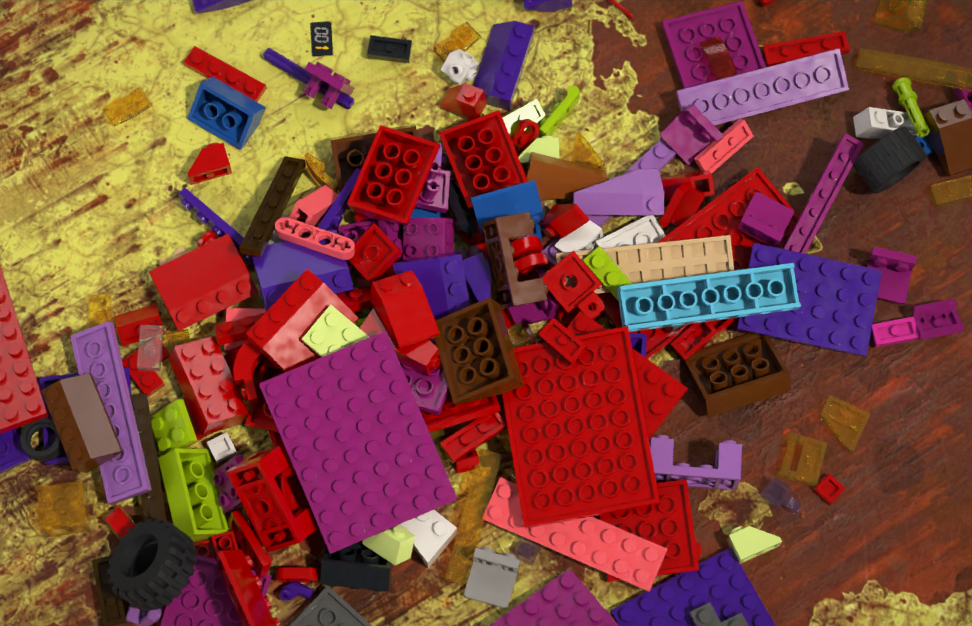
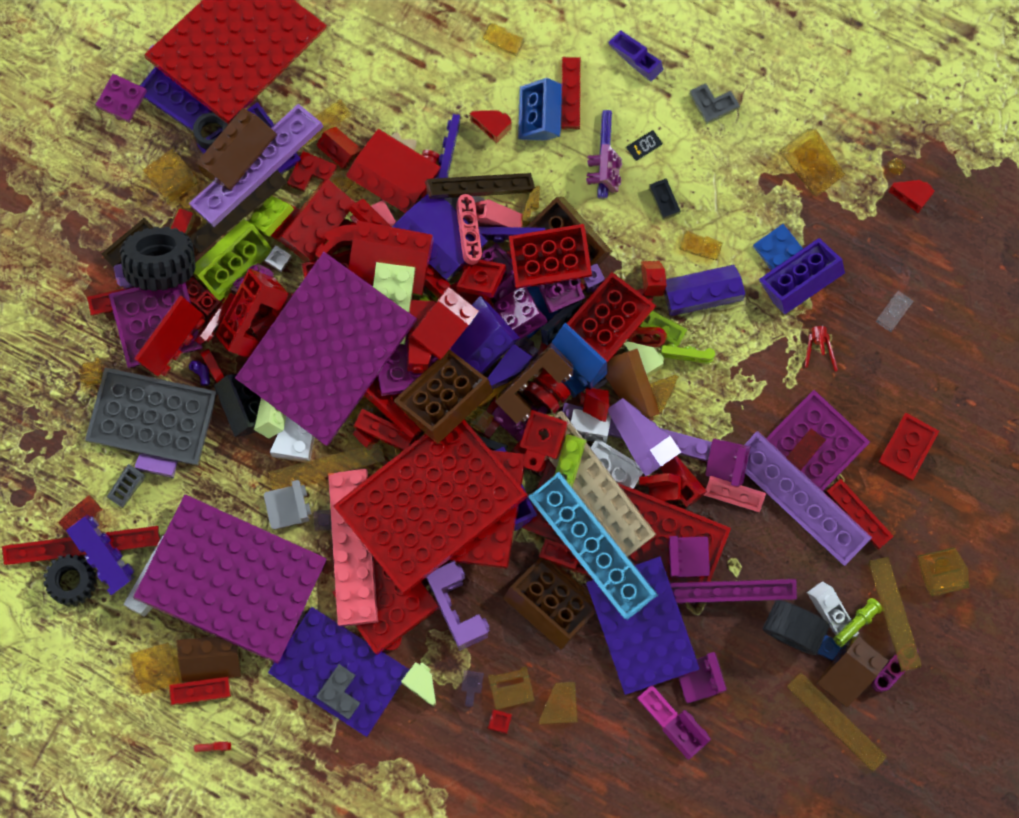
camera: 60 degrees right, 5 degrees up
(150, 347) = (322, 164): clear plate -> none
(460, 66) = (680, 258): white brick -> none
(562, 340) = (487, 452): red plate -> none

